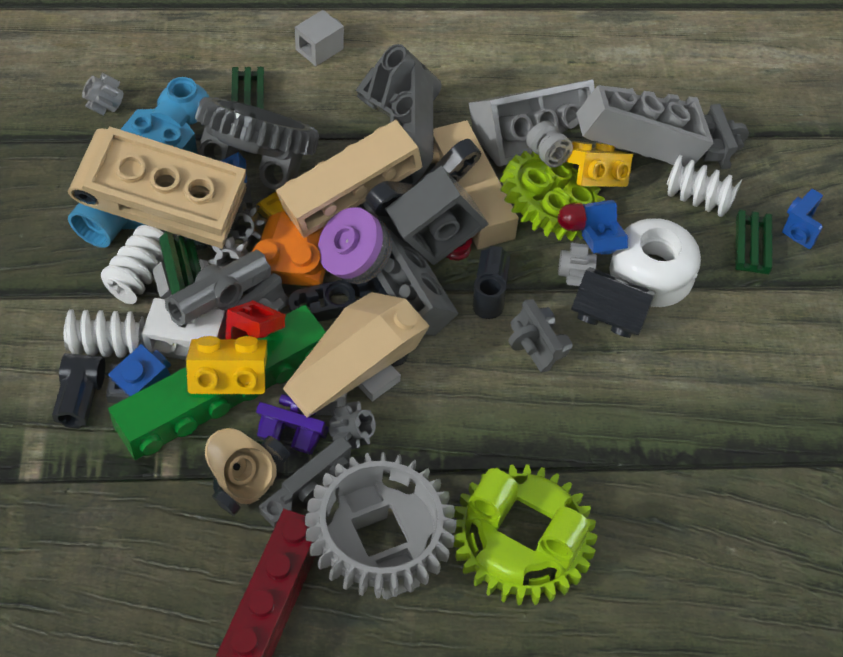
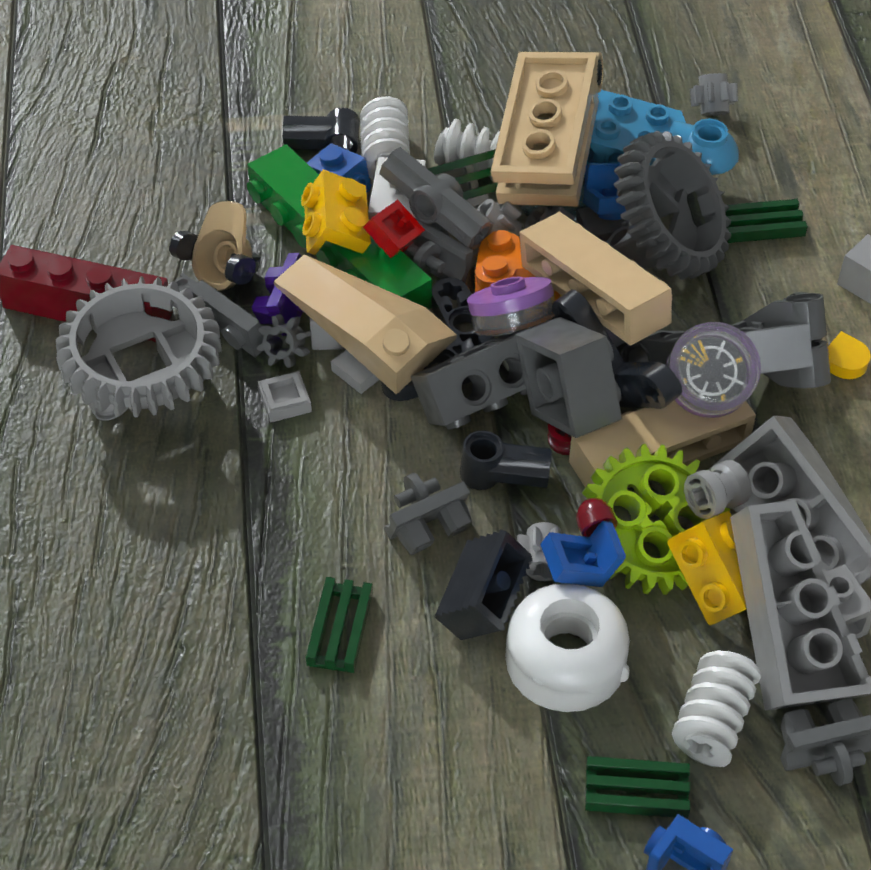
camera: 90 degrees right, 5 degrees down
(402, 435) = (284, 396): none -> light grey tile
(444, 121) = (715, 368): none -> clear piece
(505, 561) = (118, 522): lime piece -> none
(634, 399) = (346, 592): none -> dark green tile

